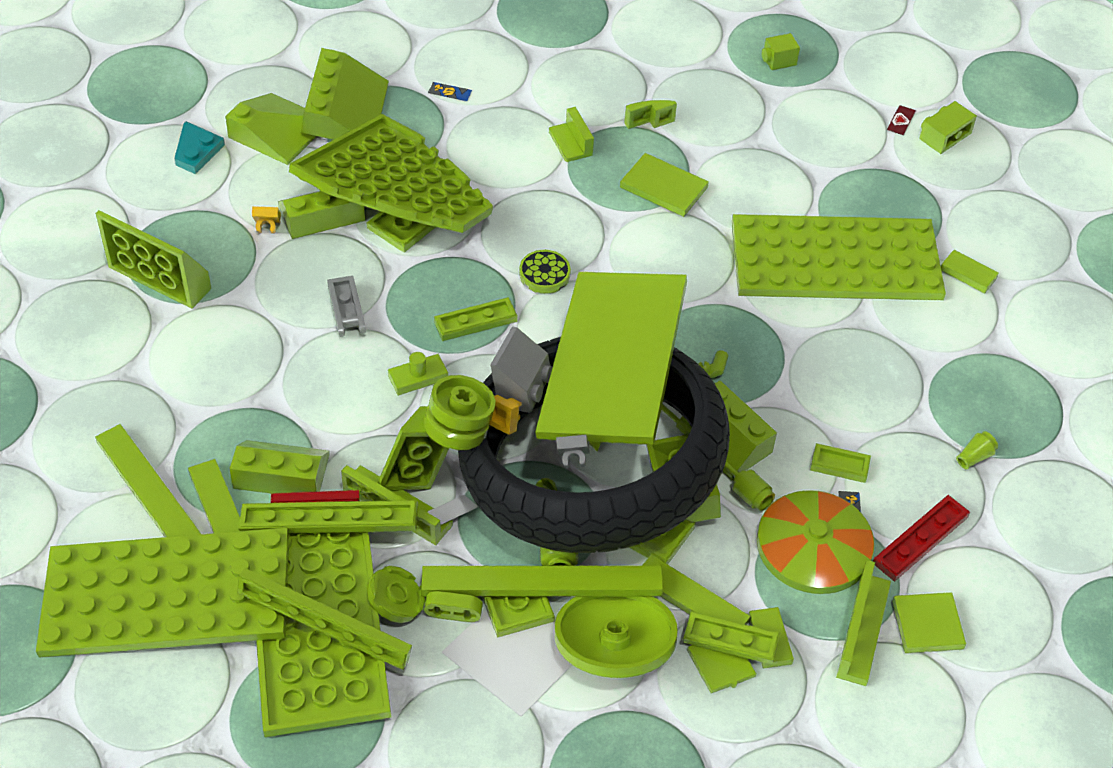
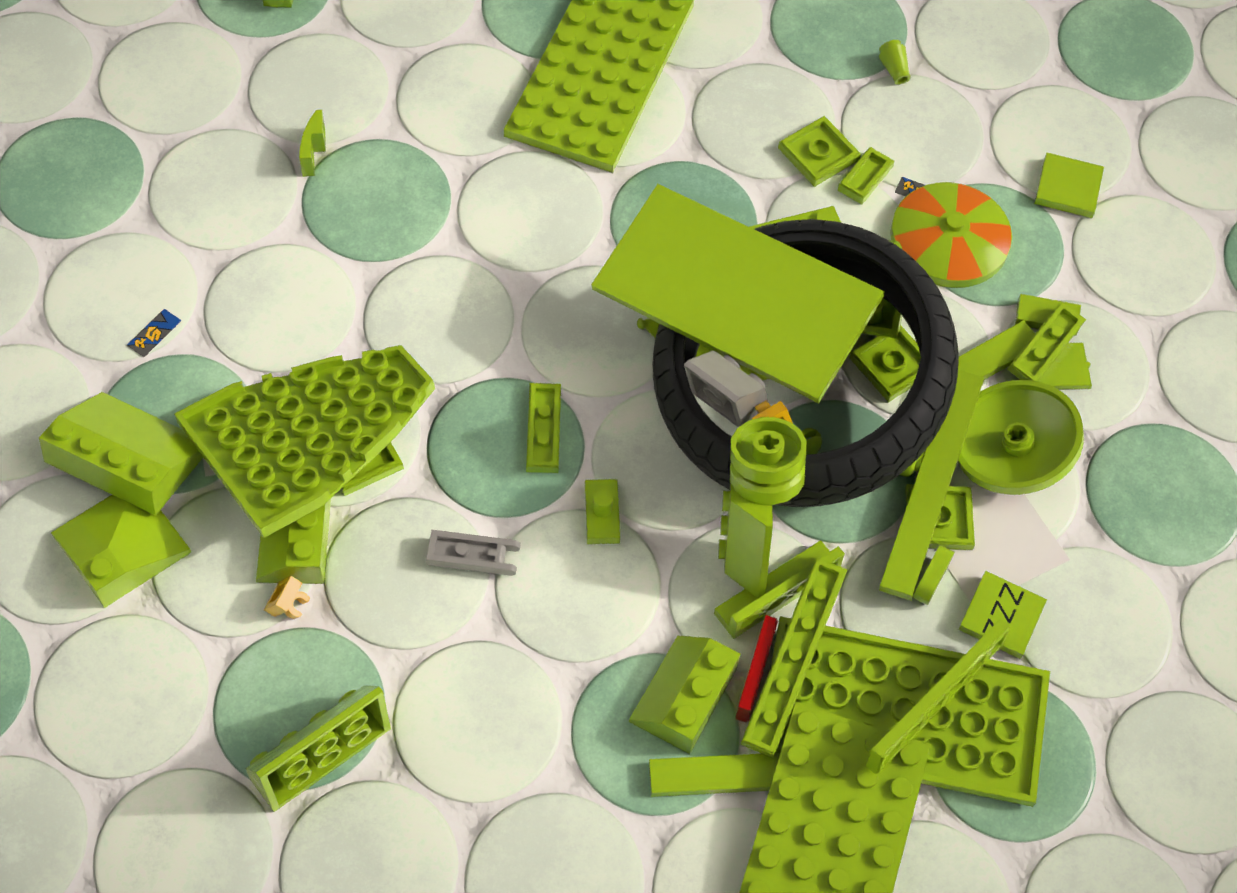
camera: 70 degrees left, 10 degrees up
(145, 483) = (659, 846): lime tile -> none
(196, 147) = (107, 650): teal wing -> none
(395, 594) = (905, 623): lime tile -> none
(439, 671) = (1003, 600): none -> lime tile
(453, 509) = (806, 536): white sticker -> none
(544, 271) = (503, 335): lime tile -> none
(573, 137) = (306, 231): lime panel -> none
(573, 446) = (856, 370): light grey tile -> none
(664, 184) = (424, 174): lime tile -> none
(845, 422) = (819, 151): none -> lime tile
(864, 627) = (1060, 237): lime fence -> none
(921, 538) = (974, 149): red tile -> none

